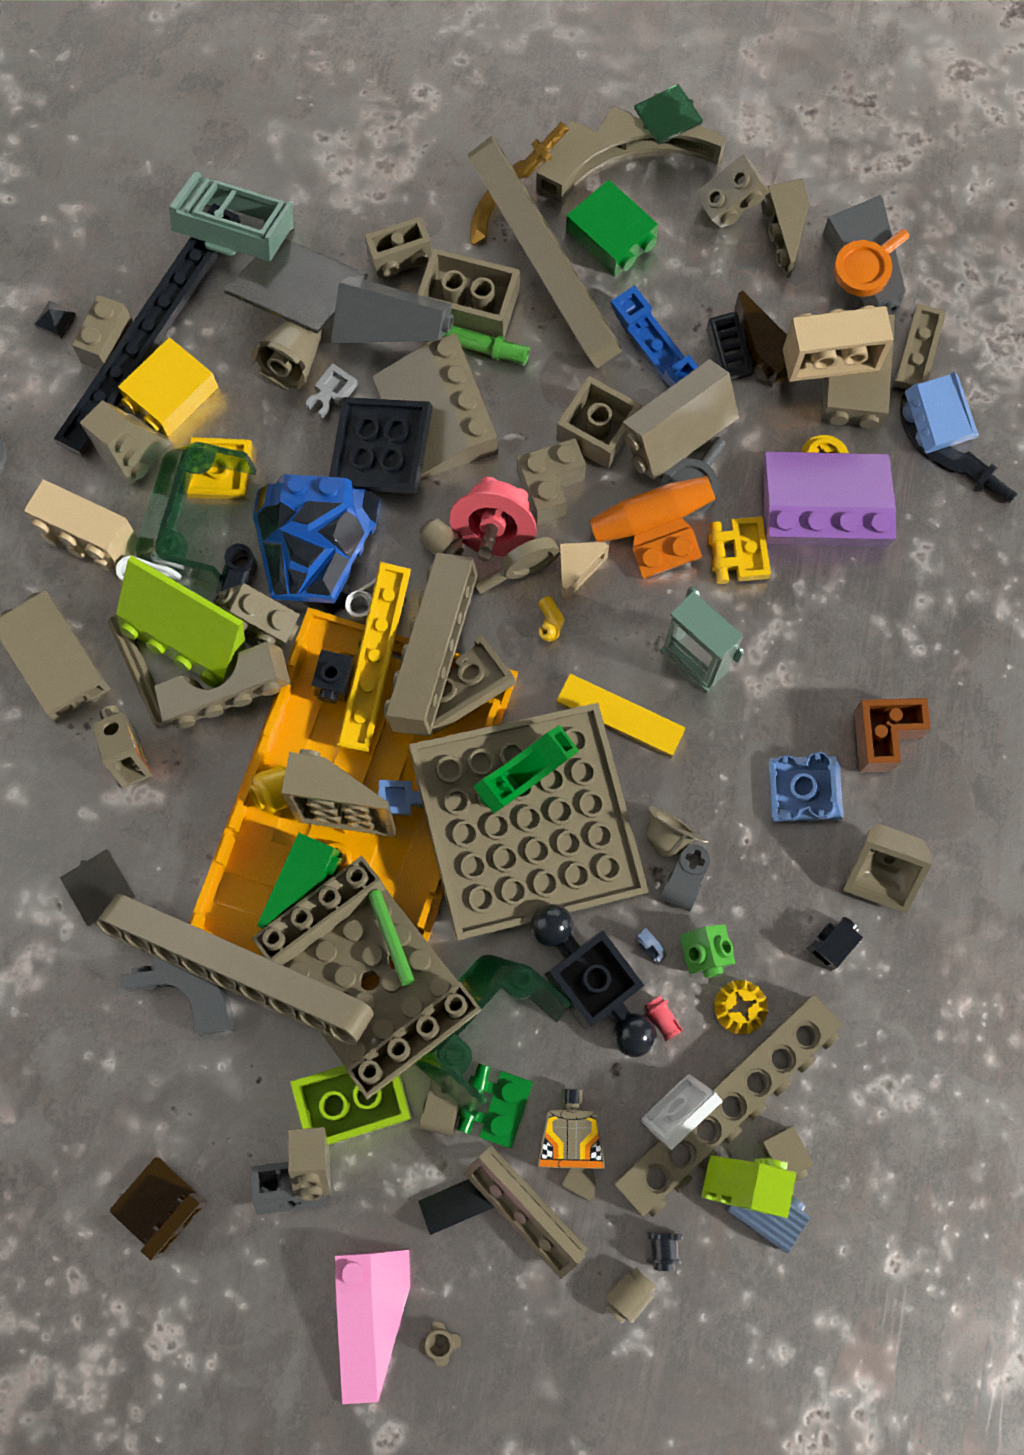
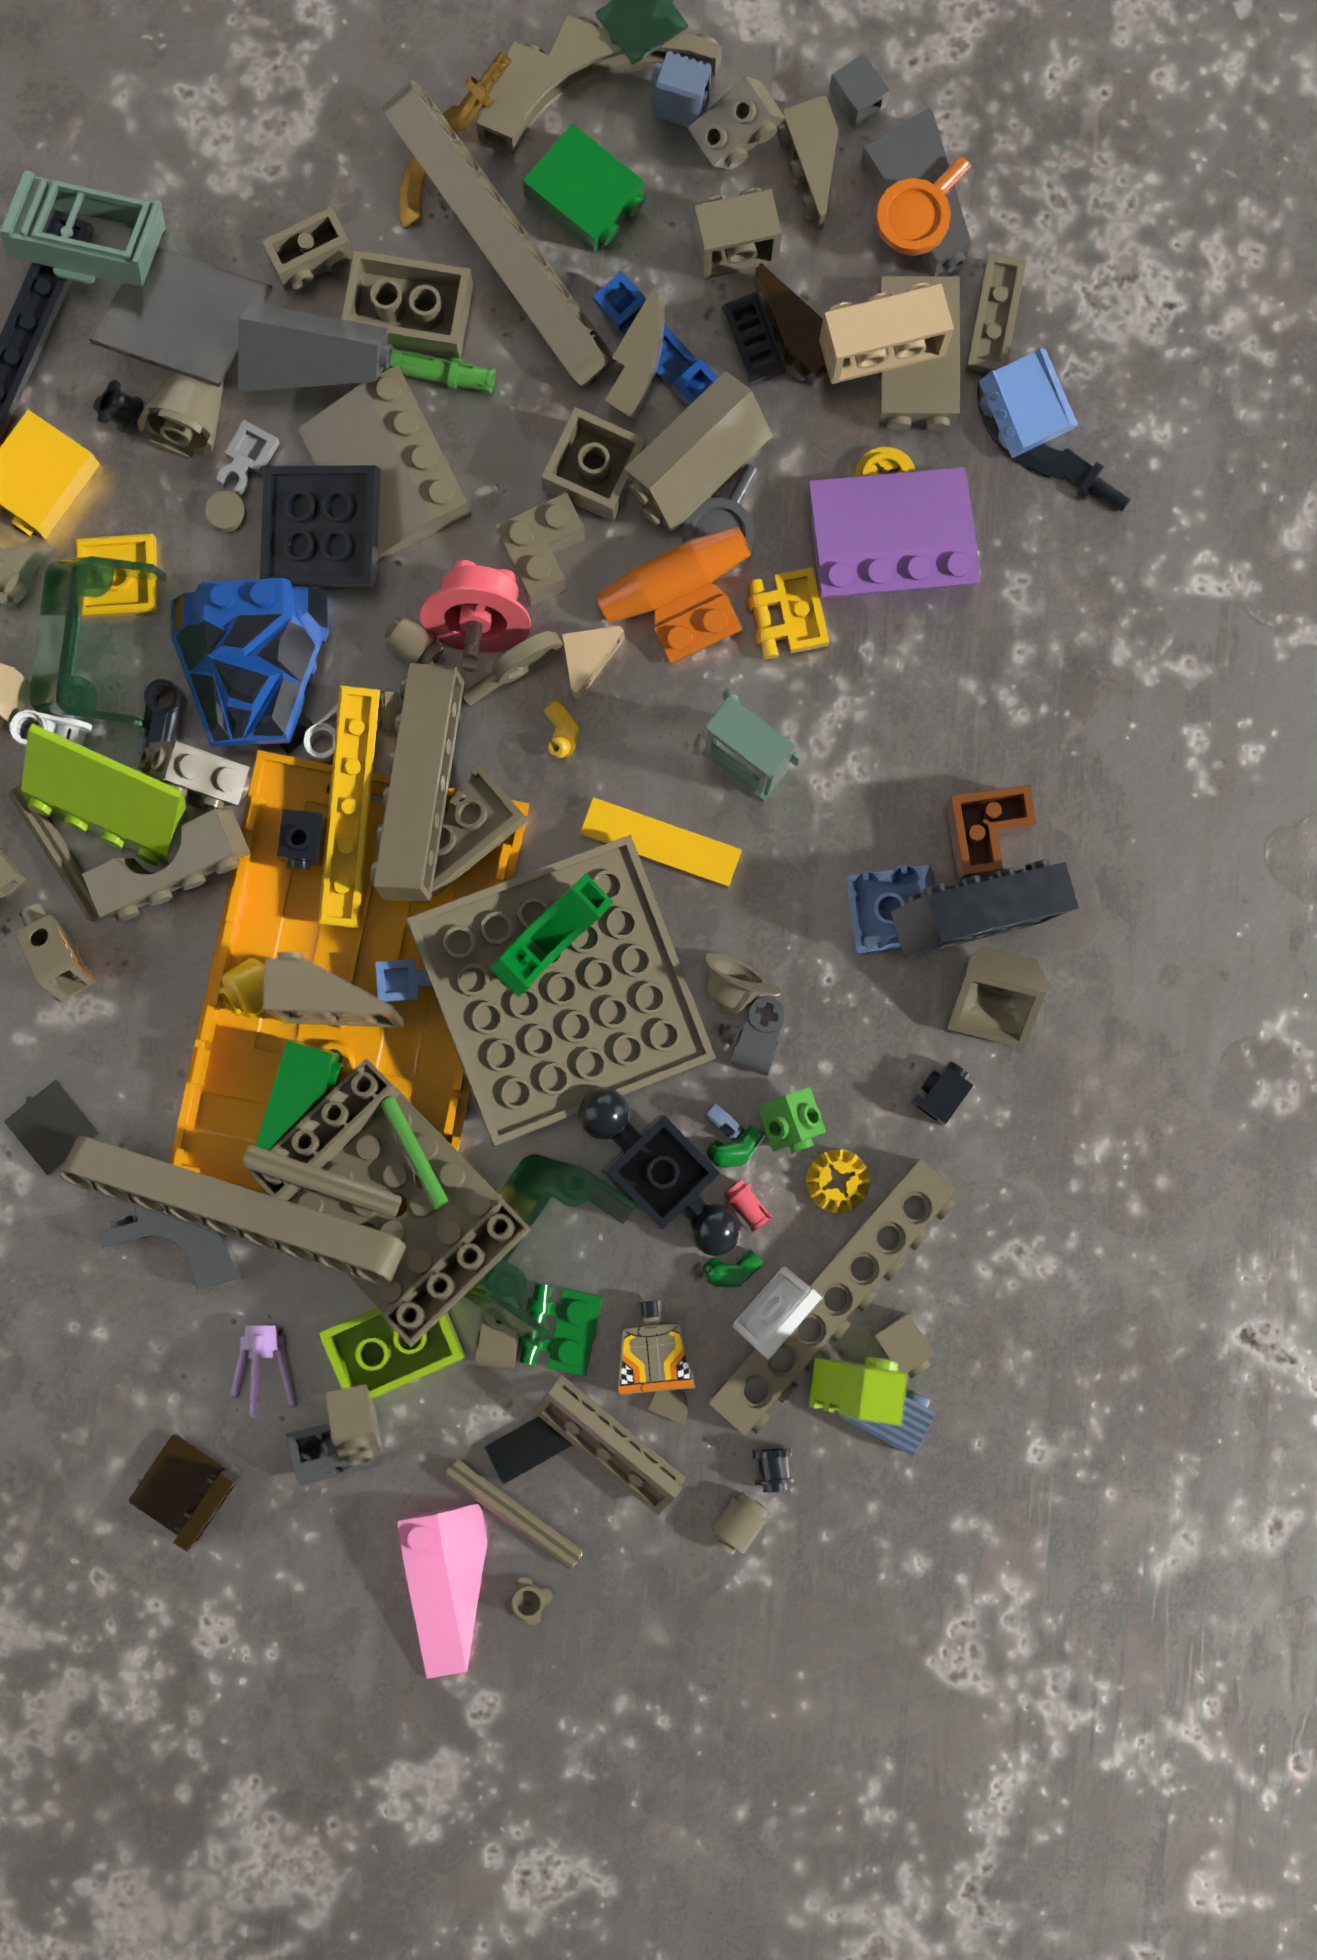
camera: 10 degrees left, 10 degrees up
(238, 345) = (118, 408): none -> black brick
(239, 1088) = (259, 1344): none -> lavender plant
(308, 429) = (225, 511): none -> dark tan tile
(311, 950) = (321, 1180): none -> dark tan axle
(416, 585) = (390, 708): none -> dark tan tile
(436, 1263) = (513, 1513): none -> dark tan axle
(641, 348) = (640, 356): none -> dark tan slope
(644, 1076) = (731, 1275): none -> green arm
(658, 973) = (735, 1153): none -> green arm
(692, 163) = (680, 89): none -> sand blue brick
(725, 267) = (736, 232): none -> dark tan brick
(826, 181) = (859, 90): none -> dark grey panel
(883, 790) = (984, 907): none -> black brick

